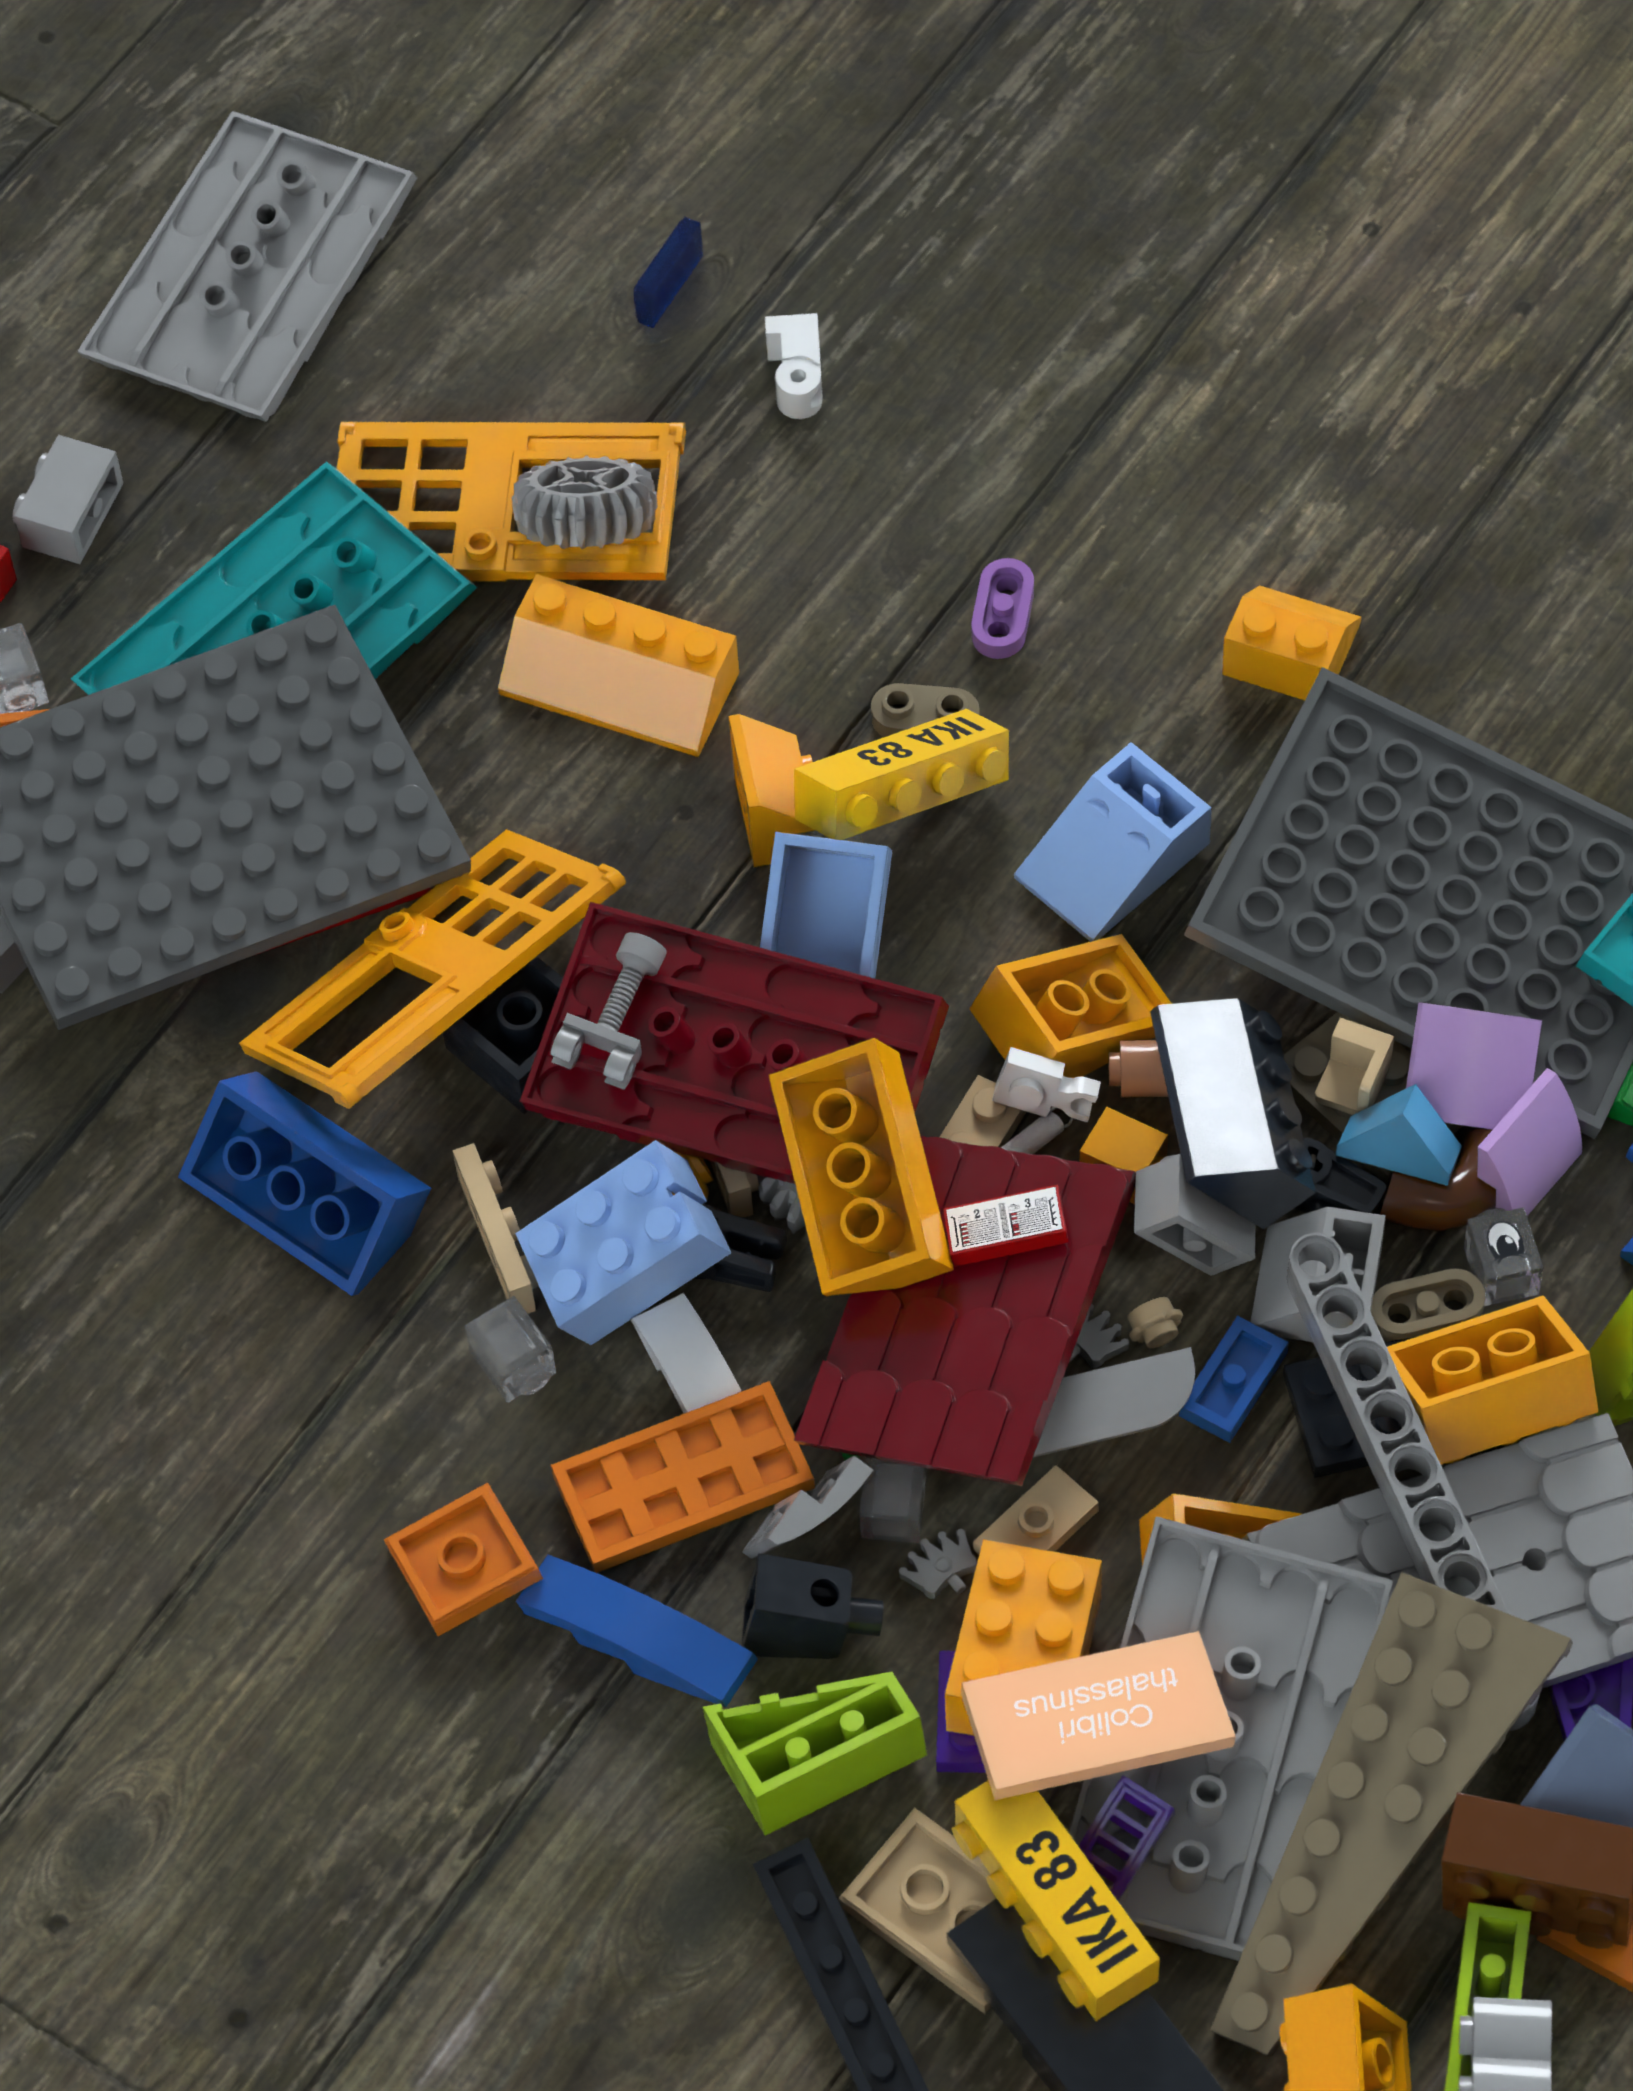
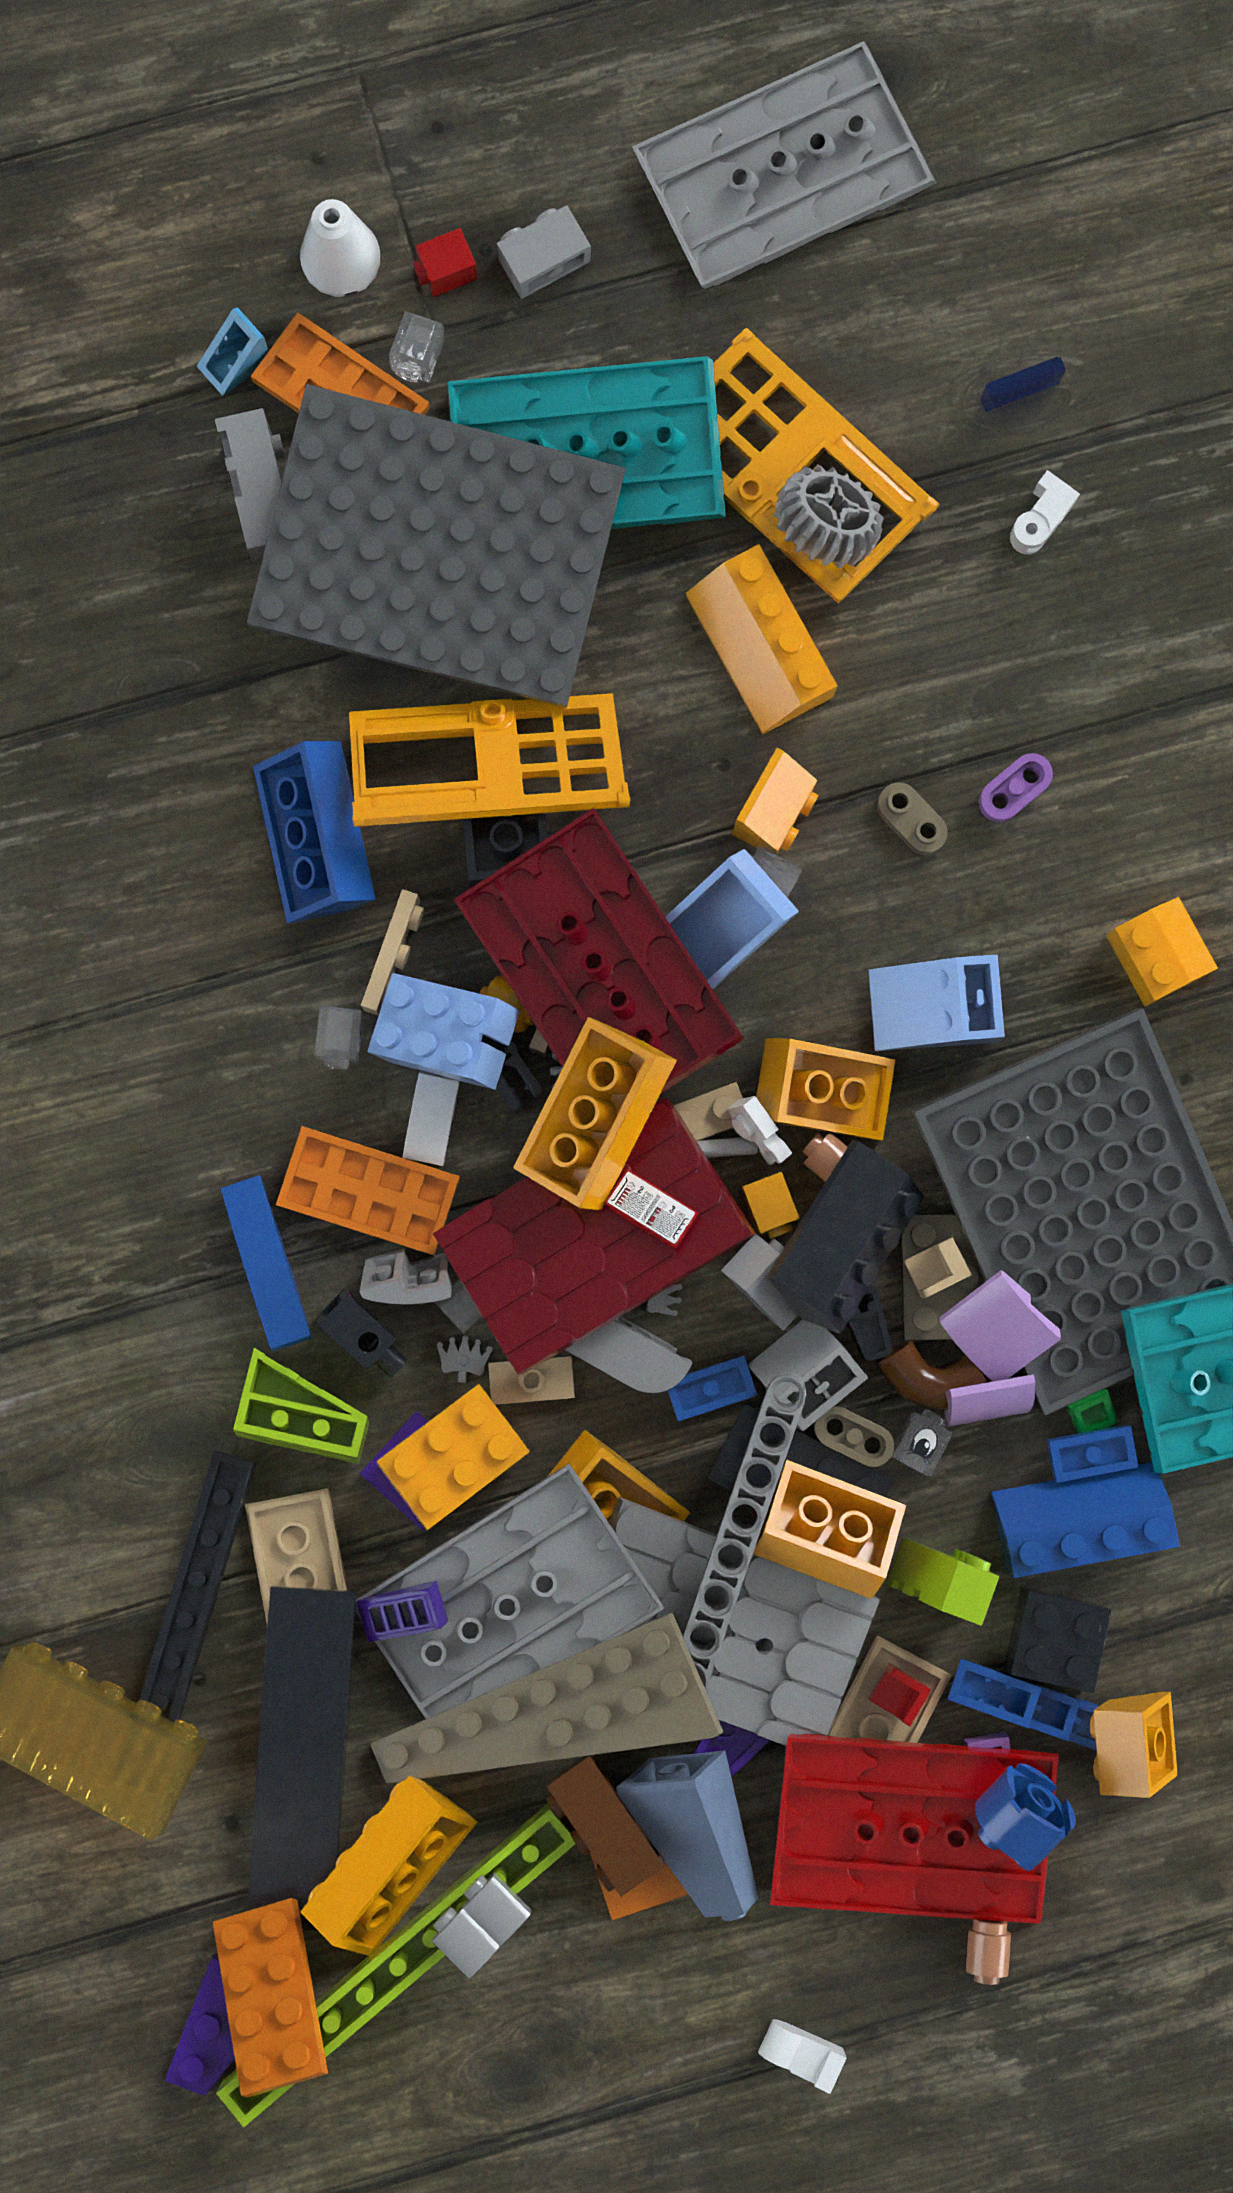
camera: 30 degrees right, 25 degrees up
(463, 1559) = (212, 1139): orange tile -> none
(639, 957) = (585, 873): light grey bar -> none
(901, 774) = (849, 863): yellow brick -> none
(1058, 1897) = (337, 1622): yellow brick -> none
(1097, 1715) = (438, 1551): light nougat tile -> none
(1154, 1322) = (698, 1317): tan plate -> none
(1402, 1137) = (923, 1333): dark azure slope -> none

